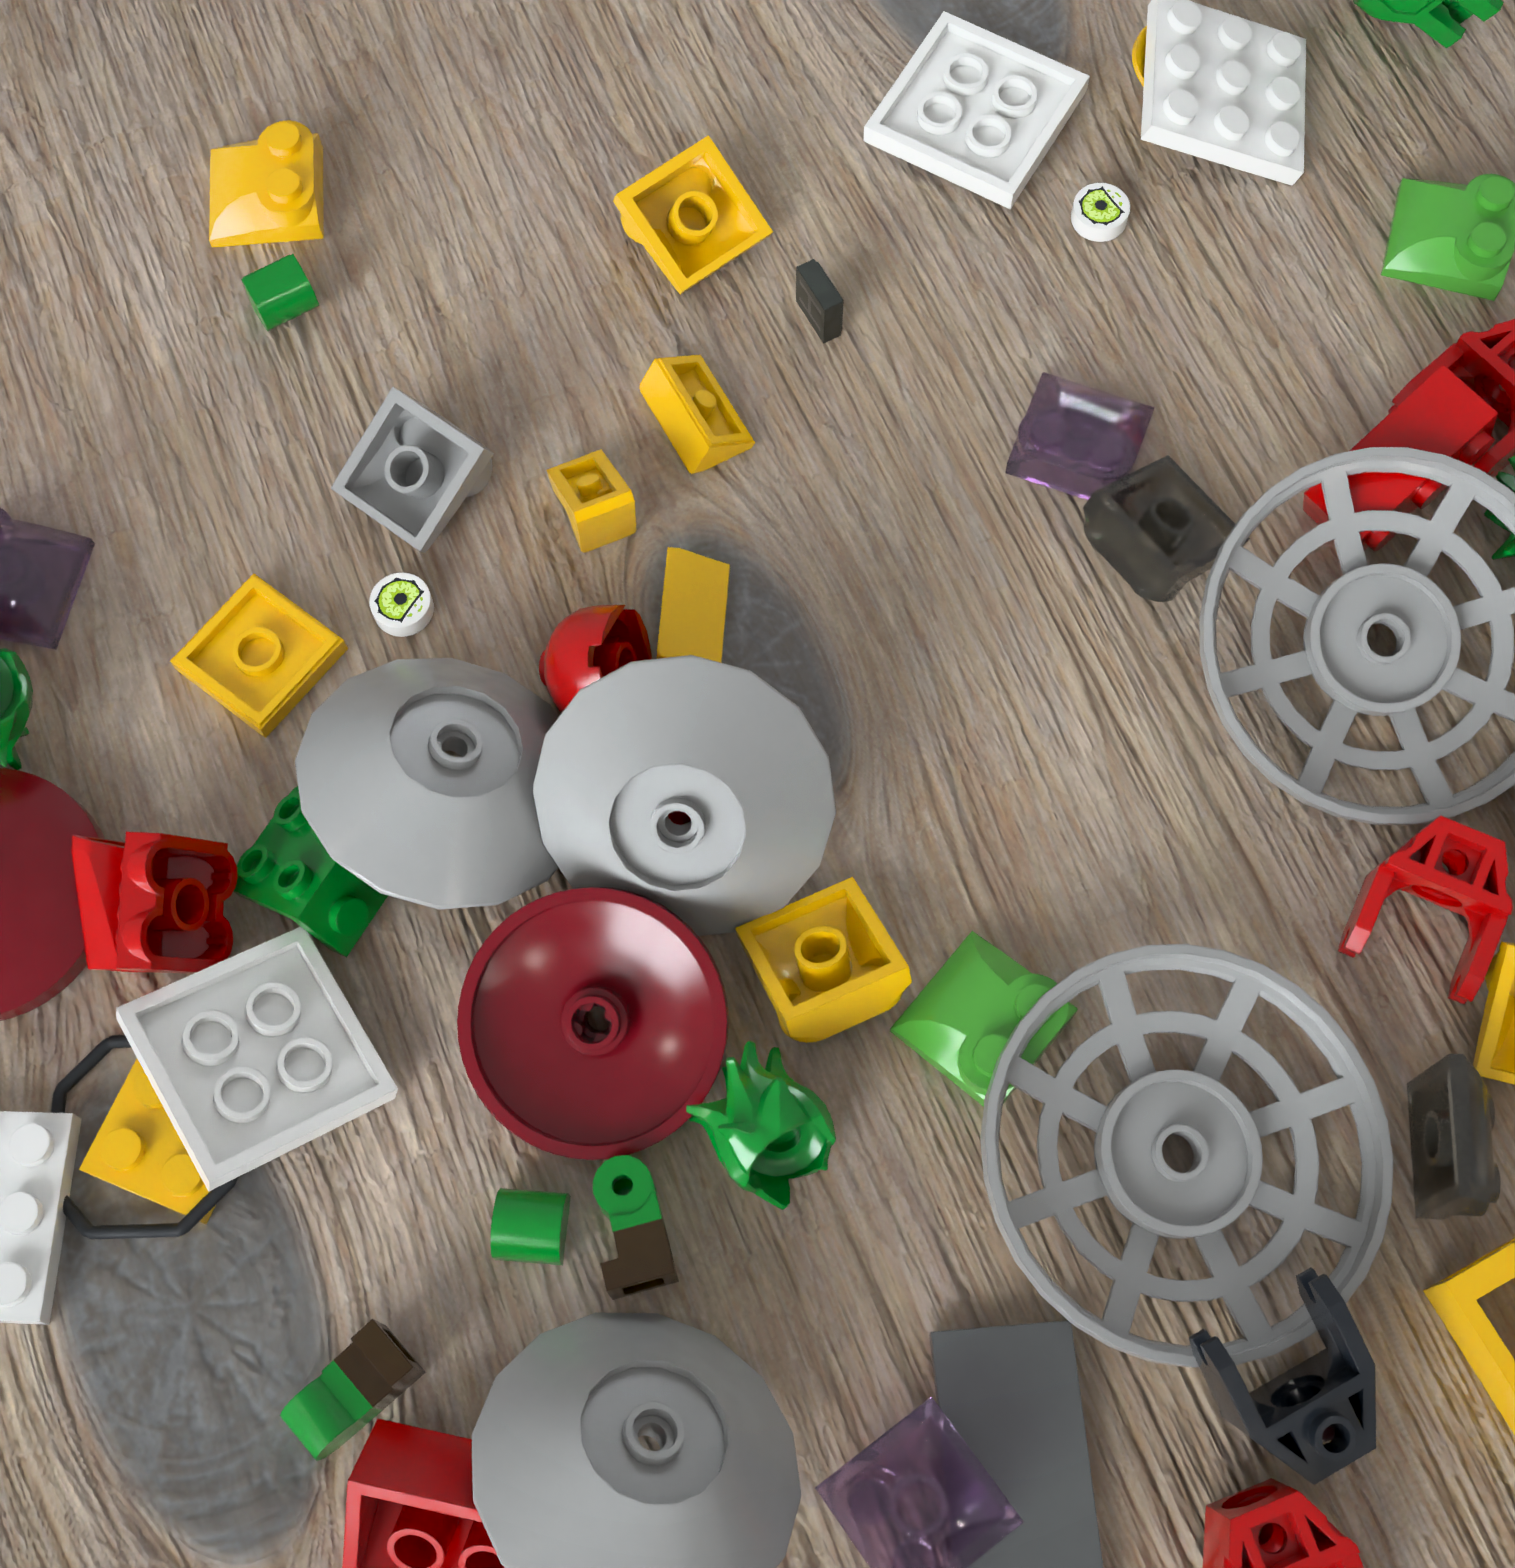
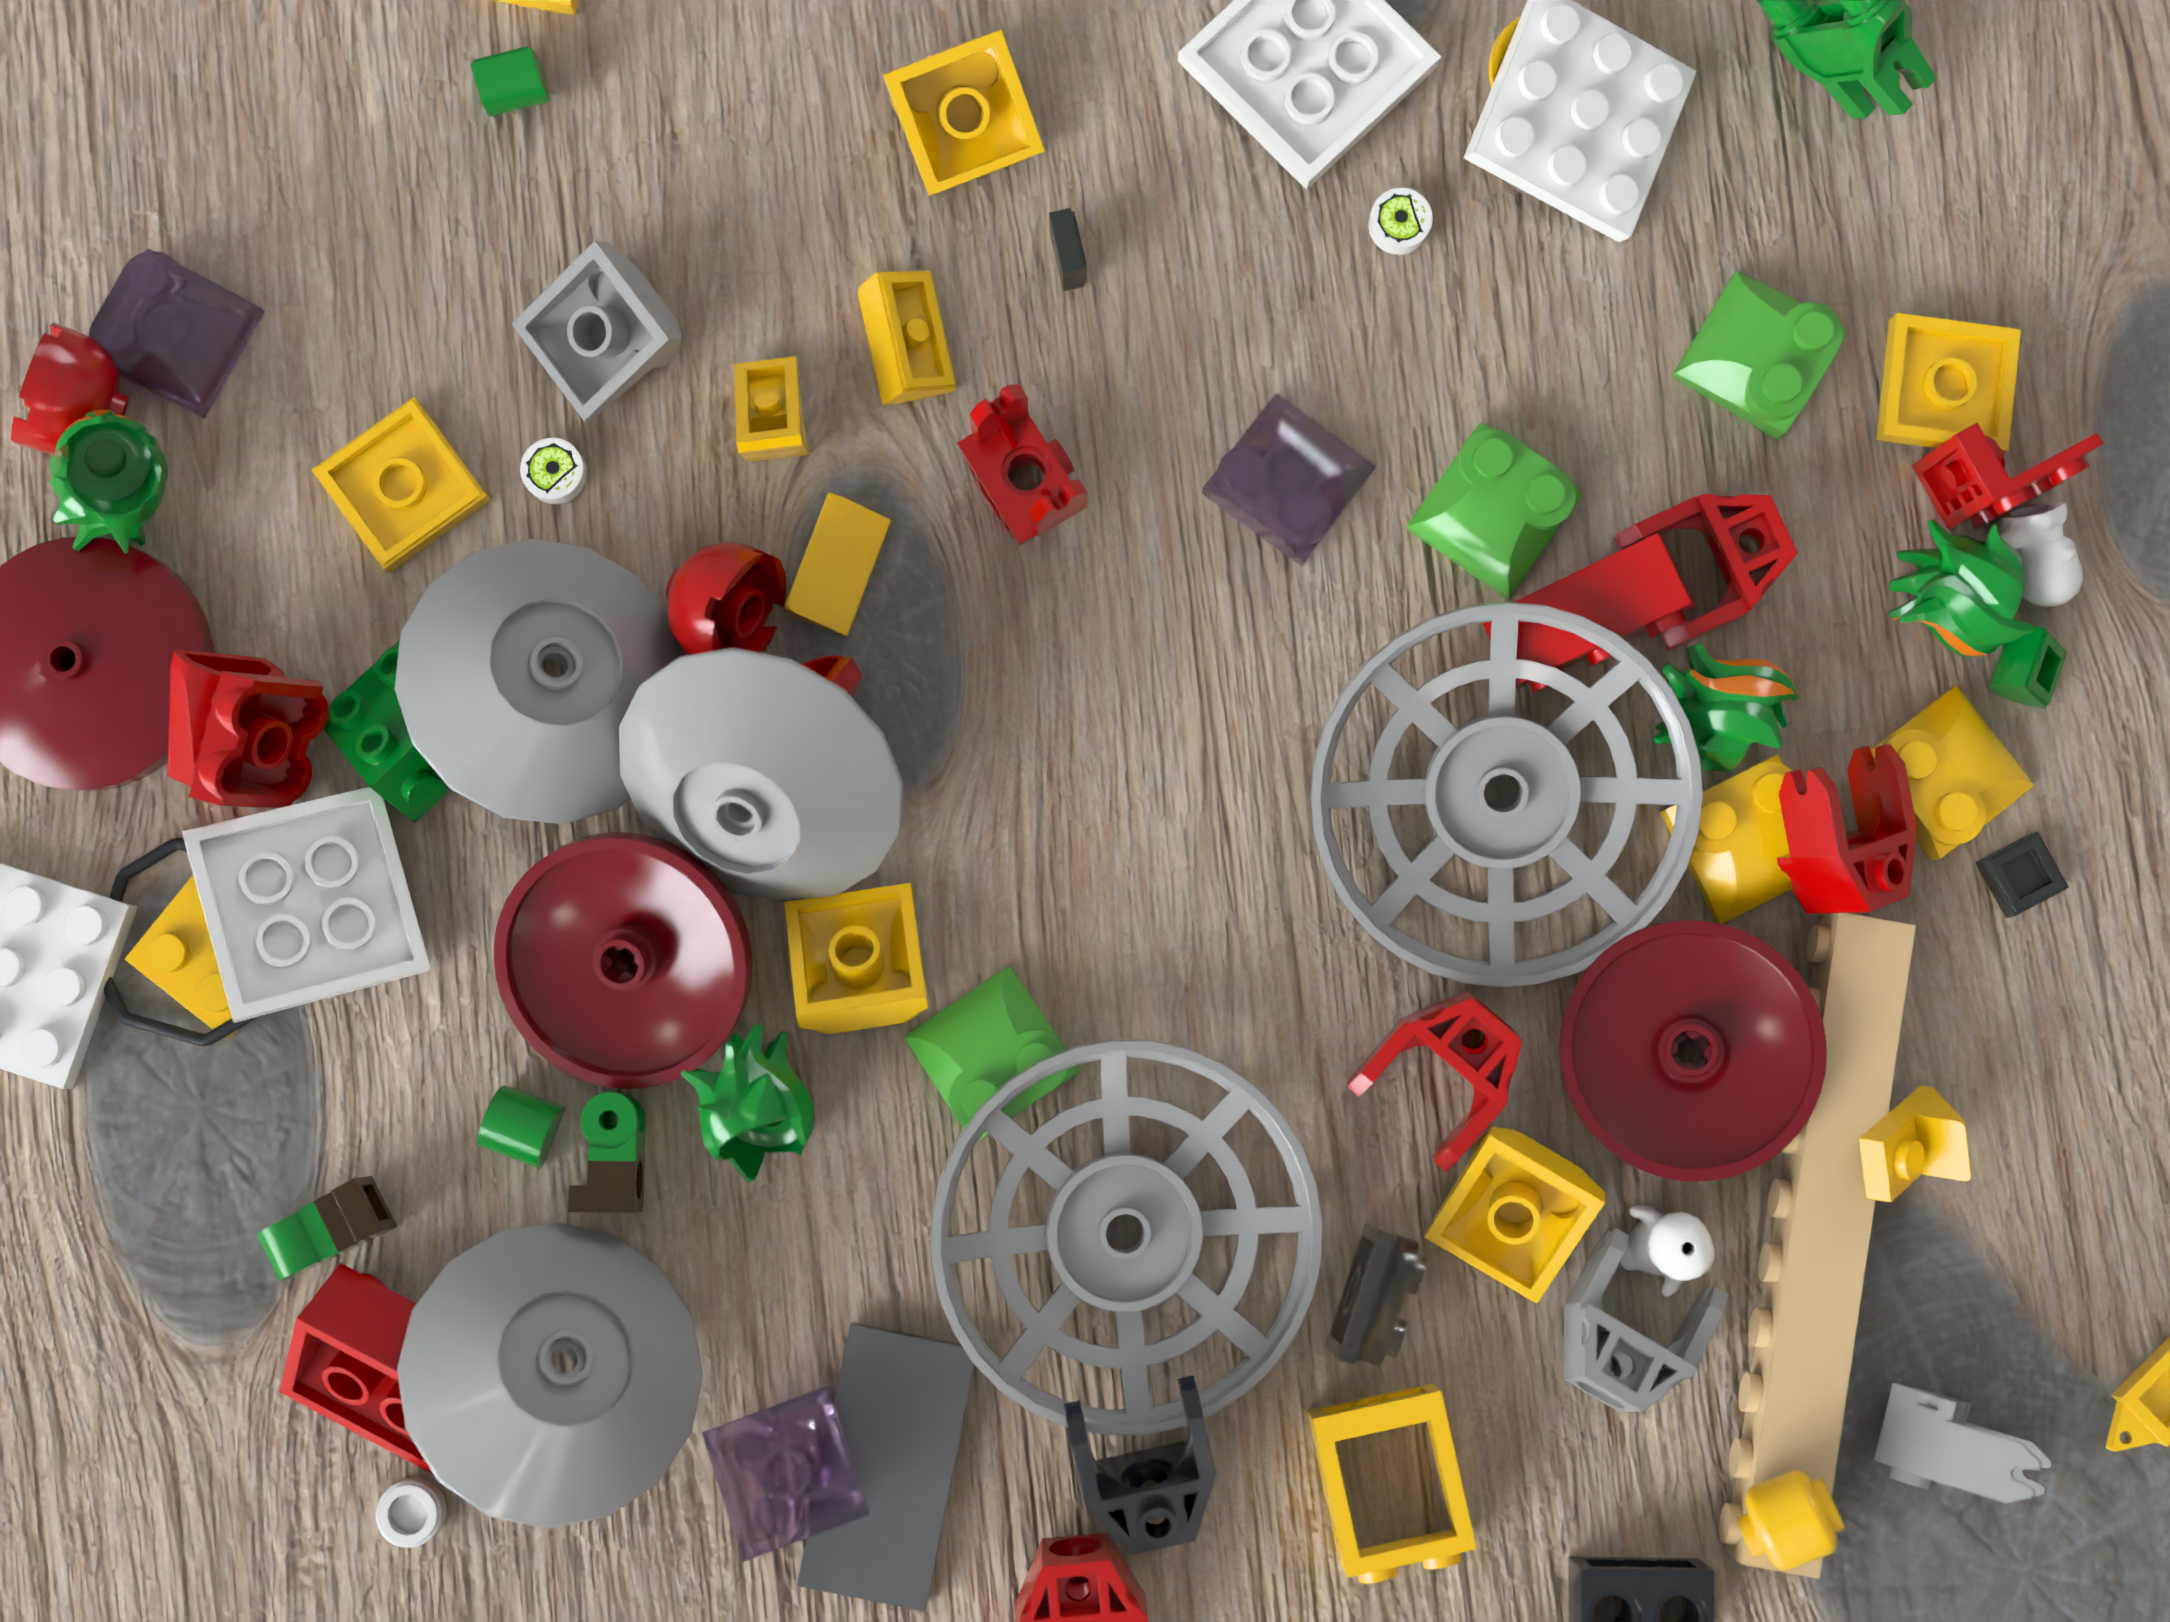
camera: 10 degrees right, 15 degrees up
(824, 462) = (1006, 440): none -> red piece
(1156, 528) = (1327, 607): clear smoke slope -> none
(1274, 408) = (1495, 508): none -> bright green slope

